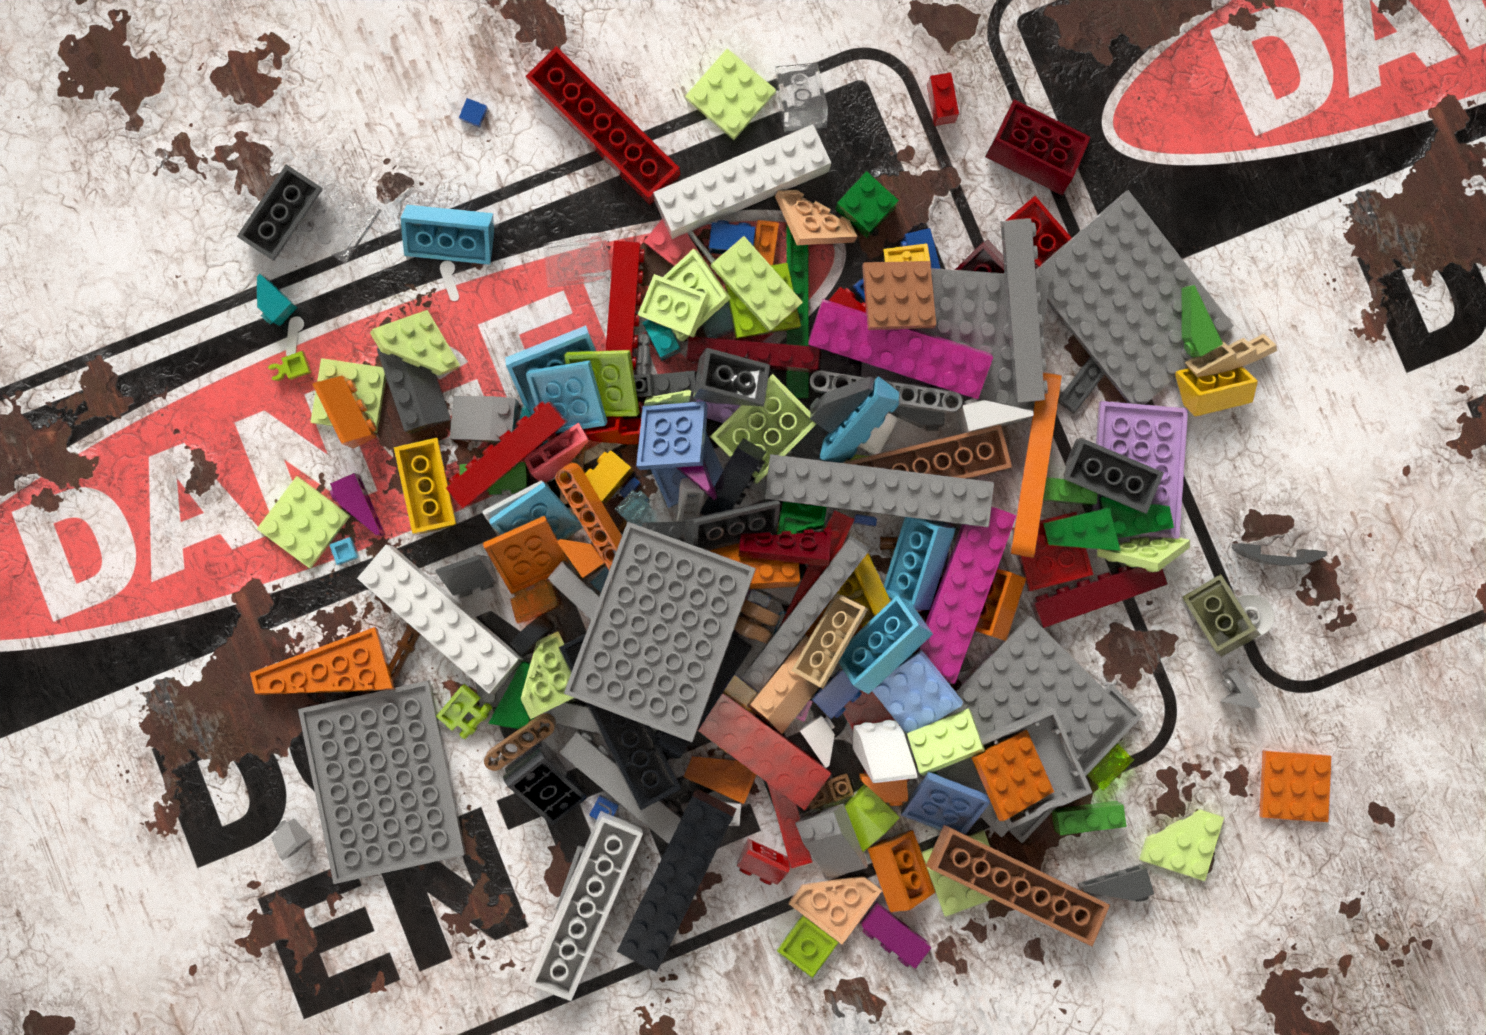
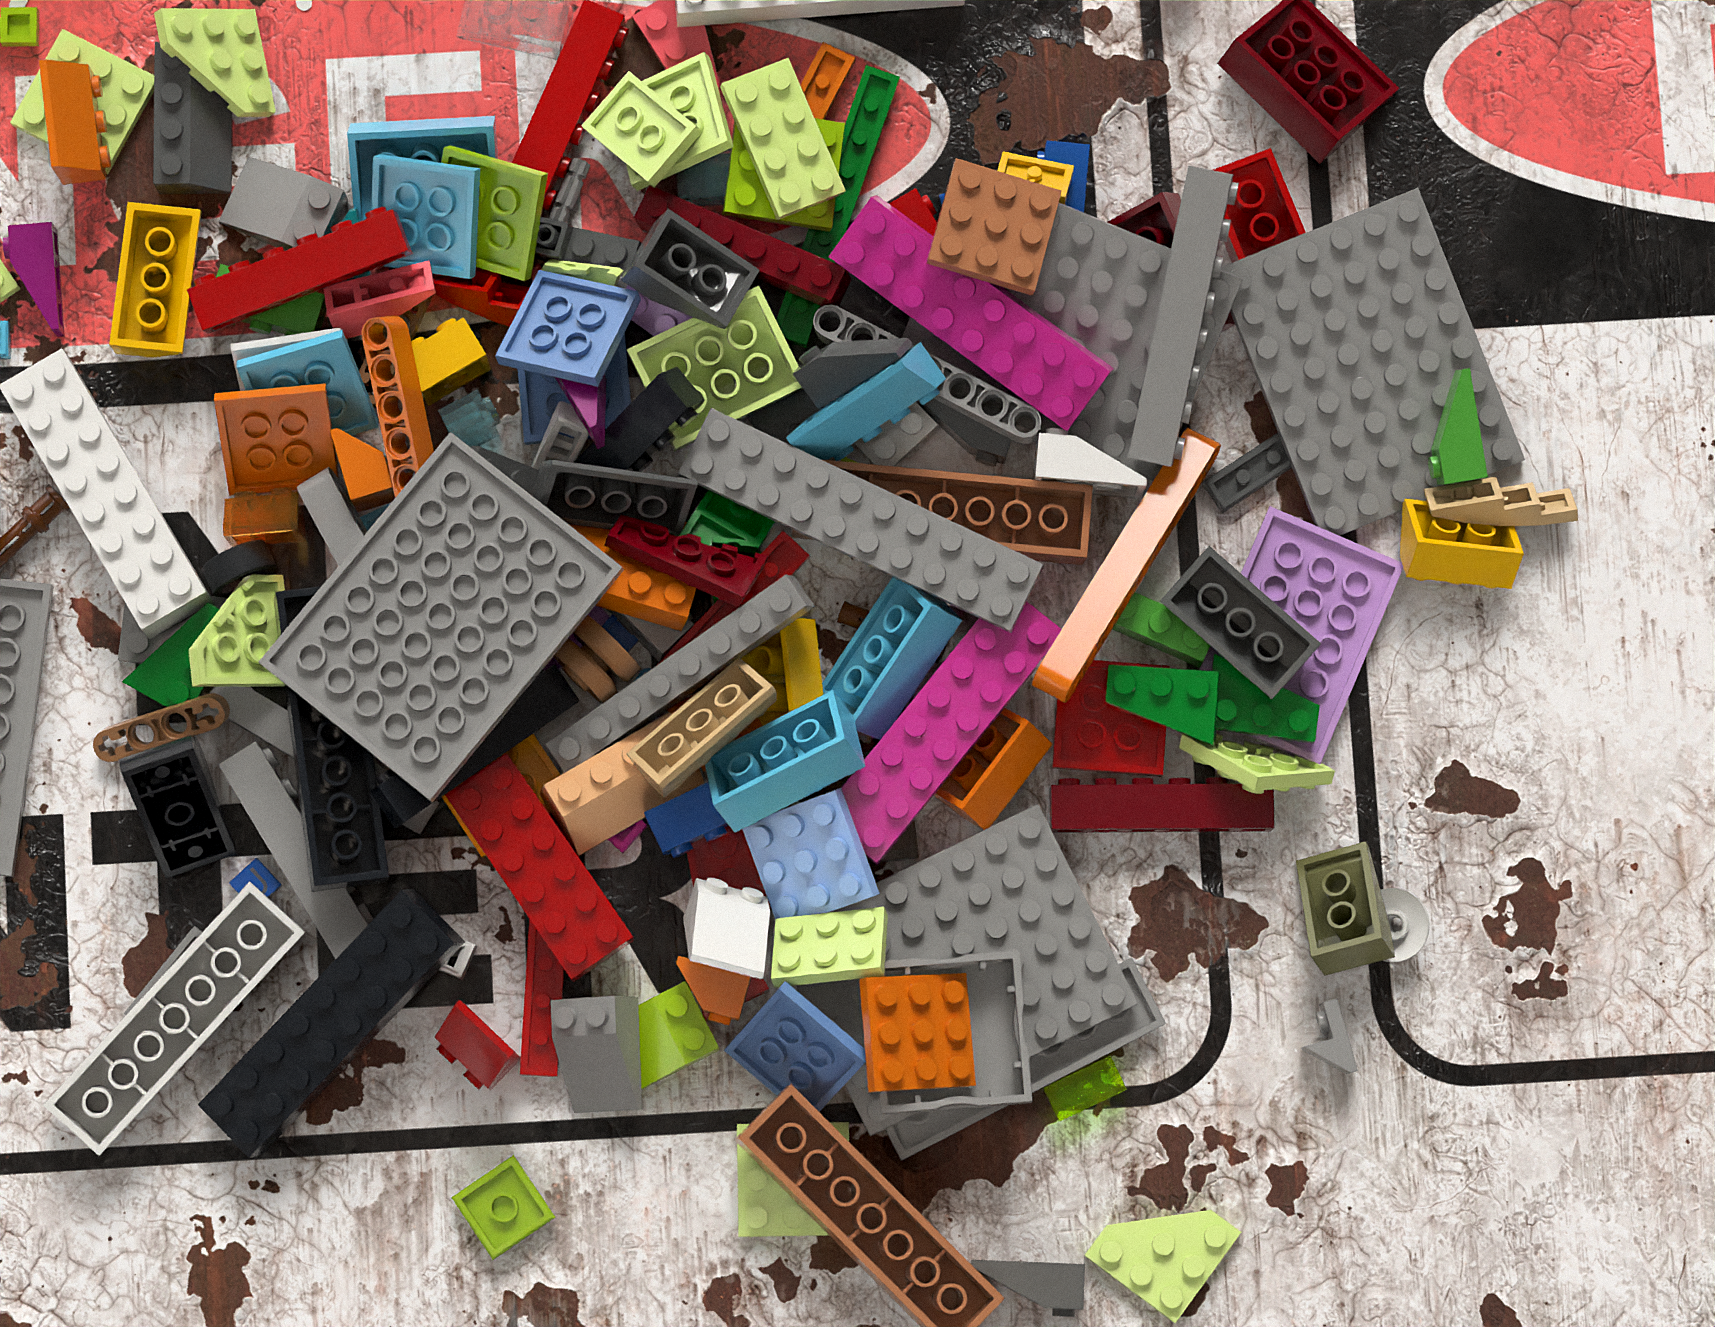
camera: 20 degrees right, 5 degrees down
(459, 706) = (85, 641): lime plate -> none
(468, 575) = (173, 438): dark grey slope -> none
(633, 484) = (481, 384): blue tile -> none
(662, 339) = (607, 179): teal slope -> none
(701, 247) = (716, 43): white piece -> none
(721, 775) = (464, 895): orange wing -> none
(725, 235) = (763, 46): blue brick -> none
(812, 222) = (909, 74): light nougat plate -> none
(820, 737) = (638, 884): white slope -> none
(832, 791) = (624, 976): medium nougat slope -> none
(836, 904) = (571, 1156): light nougat plate -> none
(865, 520) = (828, 567): blue tile -> none
(866, 204) = (1003, 75): green brick -> none
(895, 935) = (647, 1238): magenta brick -> none
(901, 871) = (694, 1139): orange slope -> none
(1089, 818) = (1022, 1156): bright green brick -> none
(1253, 553) = (1429, 823): dark grey slope -> none
(1295, 786) = (1374, 1223): orange plate -> none

